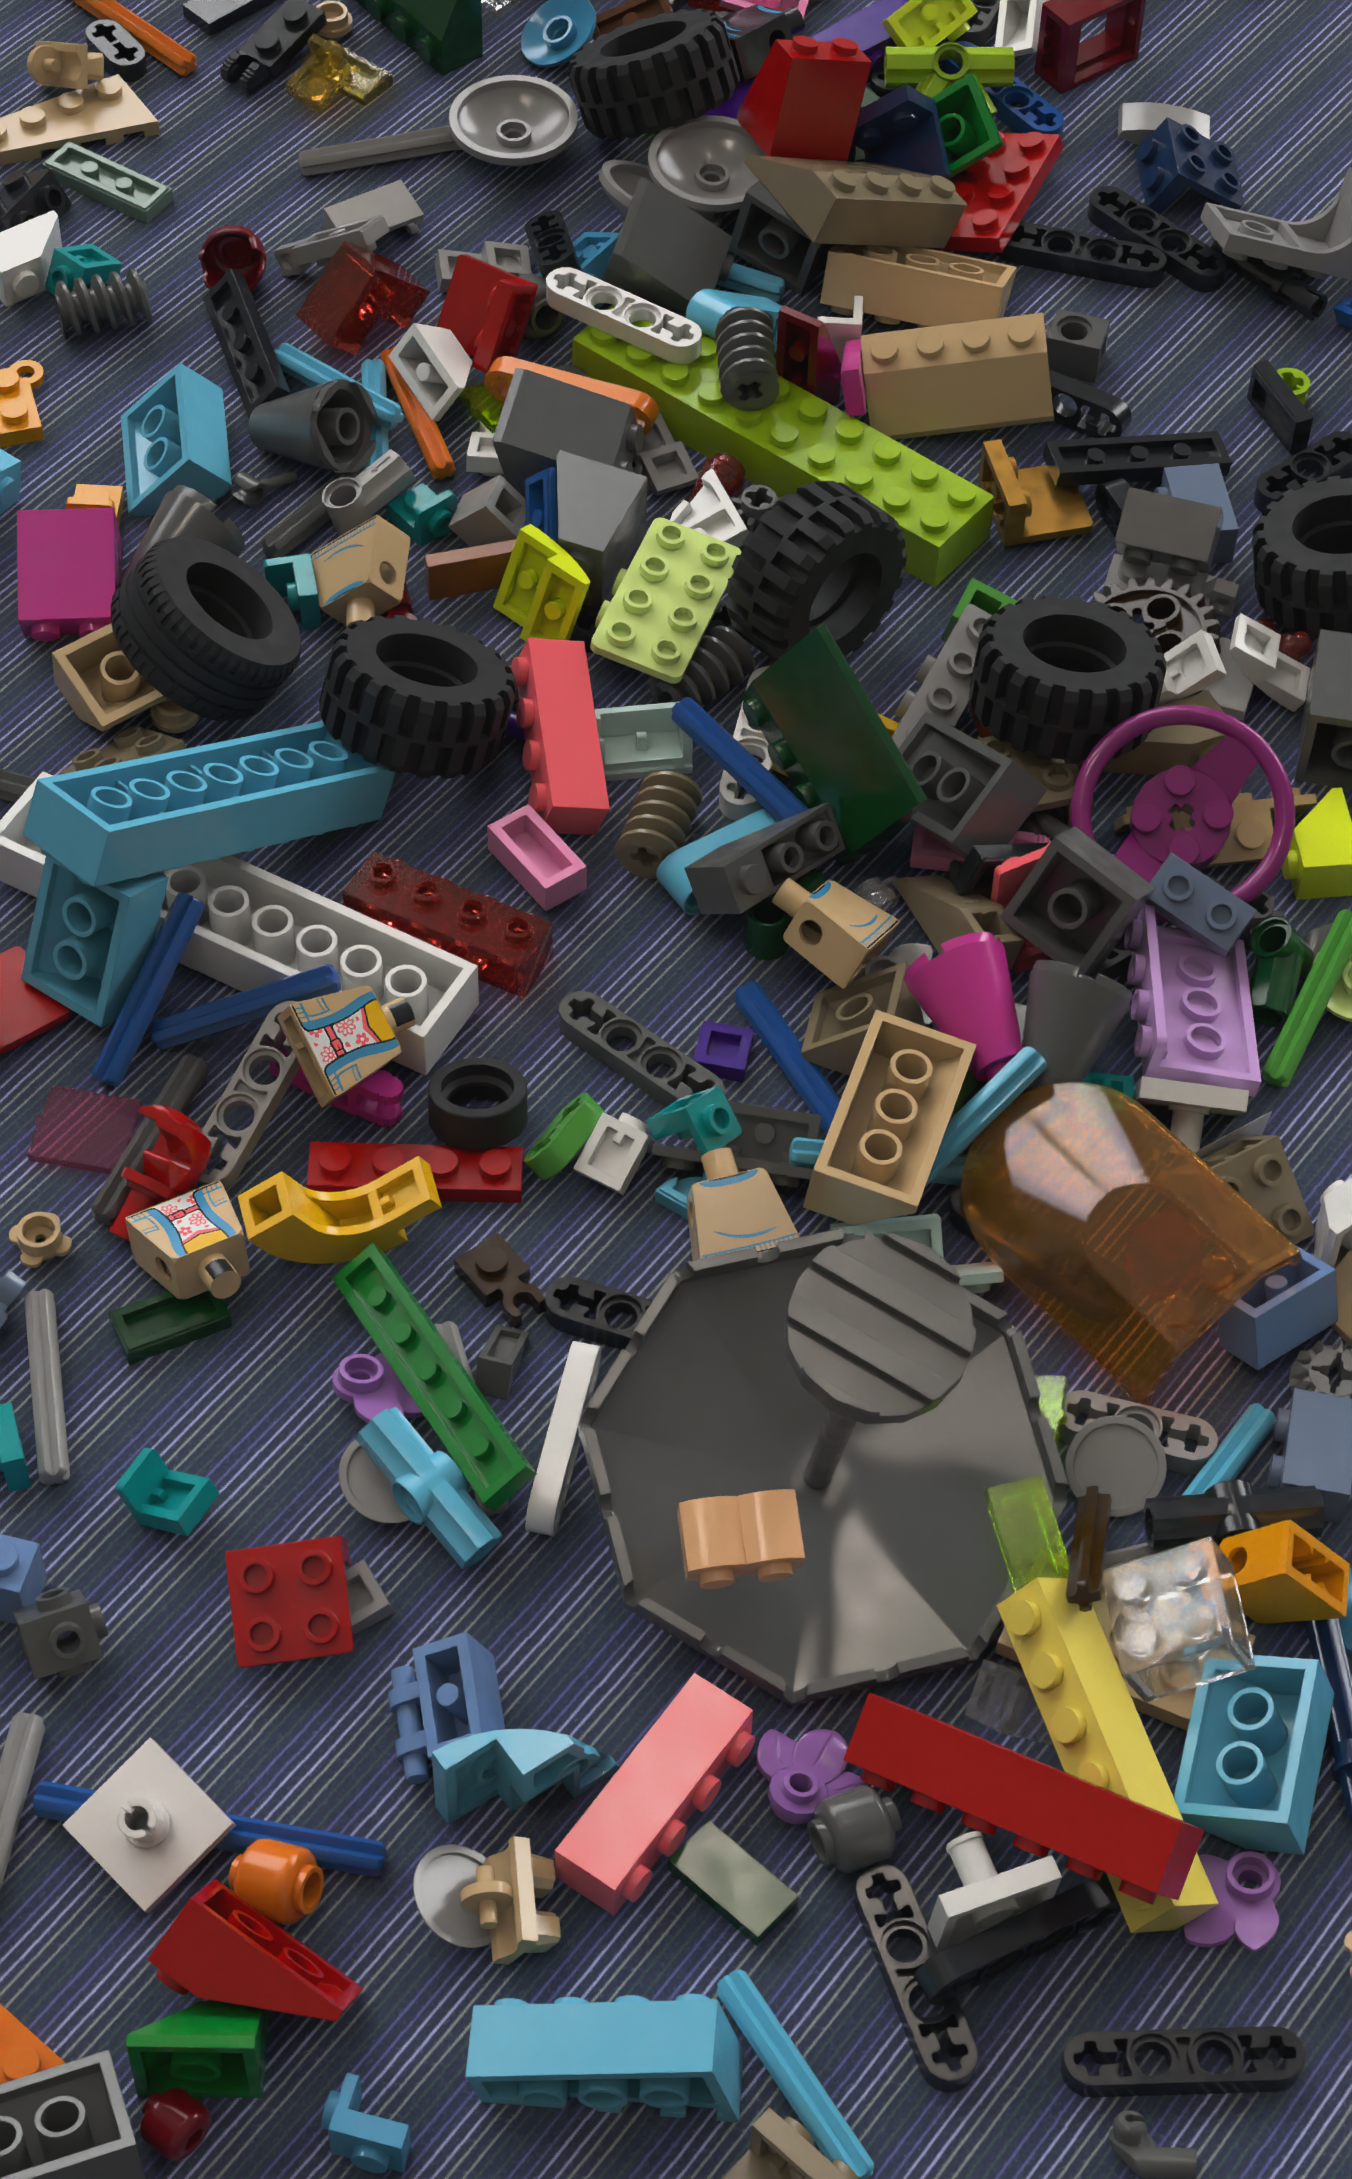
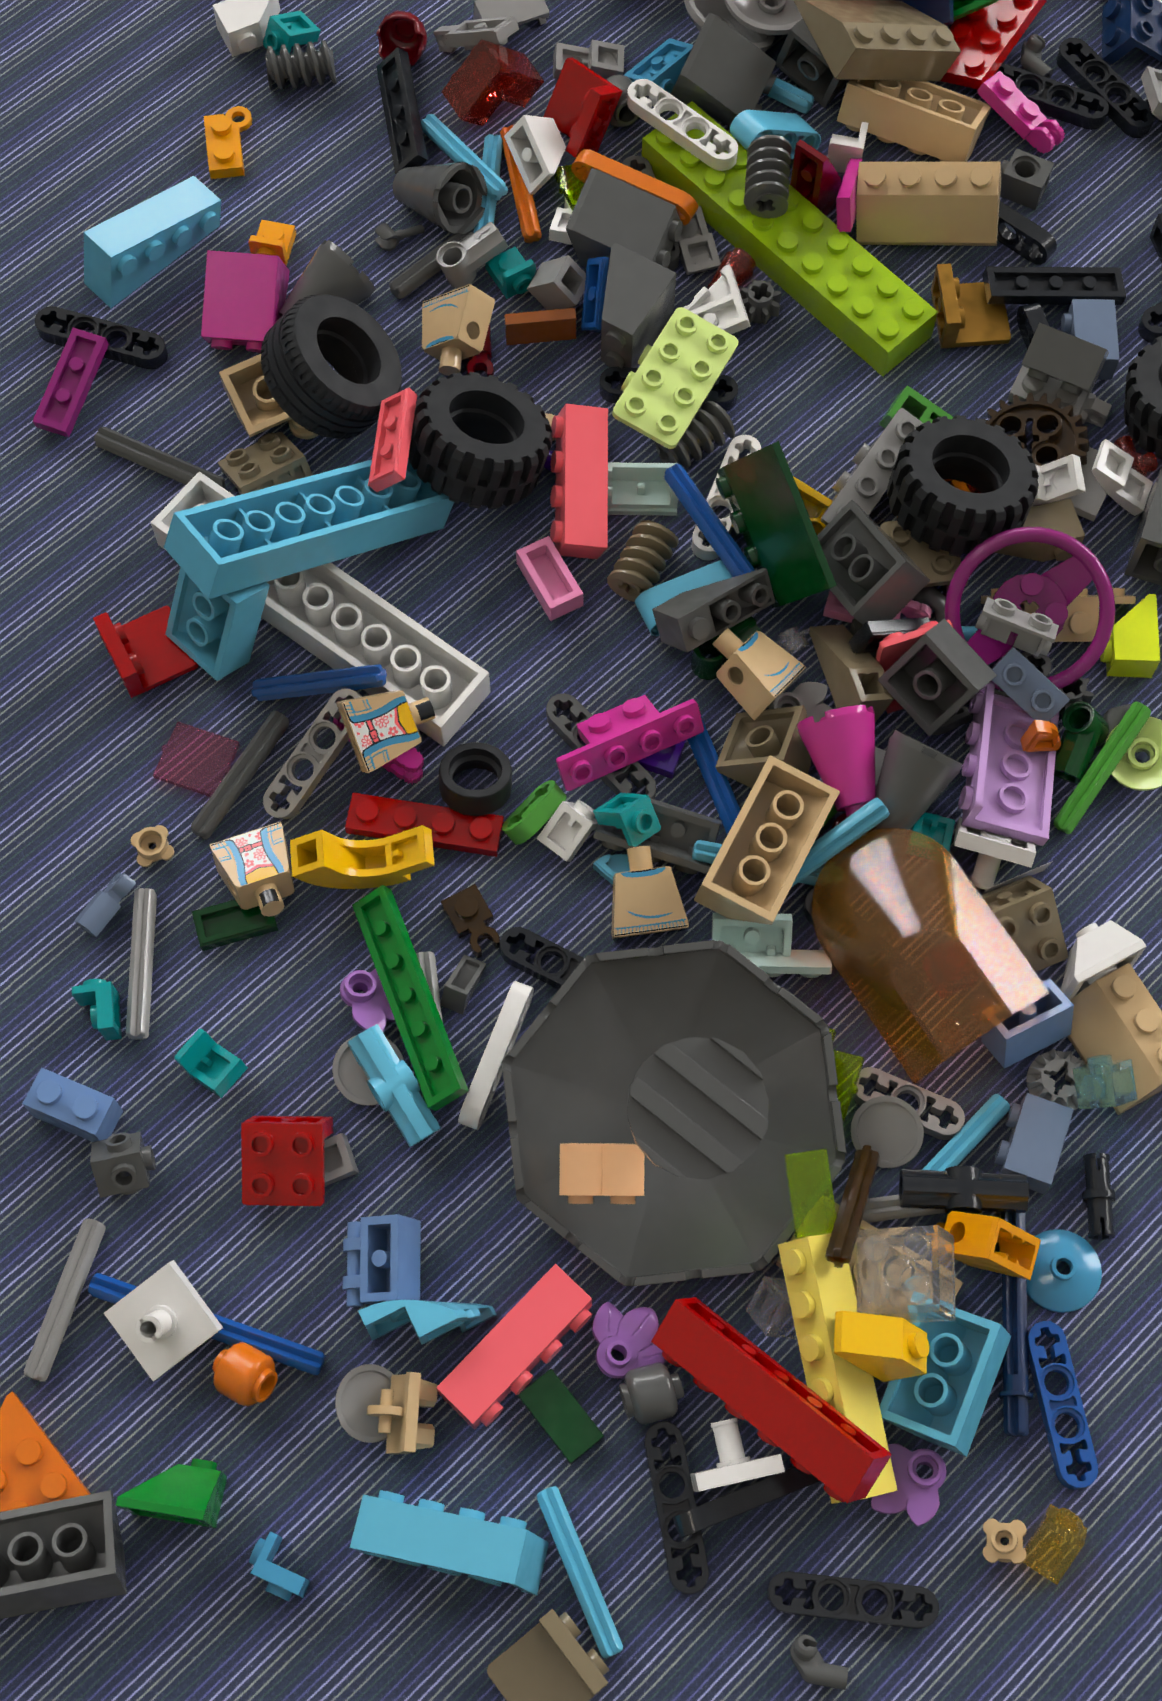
camera: 10 degrees right, 15 degrees up
(148, 989) = (251, 659): blue axle -> none
(169, 1169) = (248, 810): red piece -> none
(174, 2123) = (150, 1545): dark red piece -> none
(175, 439) = (338, 194): medium azure slope -> none
(241, 1957) = (217, 1442): red slope -> none
(295, 579) = (407, 320): teal bracket -> none
(305, 698) = (392, 440): none -> coral tile
(499, 939) = (477, 625): clear red brick -> none
(541, 587) = (586, 356): neon yellow slope -> none
(551, 242) = (642, 50): black beam -> none
(676, 1028) = (625, 737): none -> dark pink bracket
(815, 563) = (789, 373): black tyre -> none
(1056, 213) = (1032, 56): none -> dark grey arm
(1056, 272) = (1021, 113): none -> dark pink hinge
(1163, 1708) = (881, 1345): none -> yellow slope
(1190, 831) = (1034, 630): none -> light grey hinge
(1227, 964) = (1041, 737): none -> orange tile

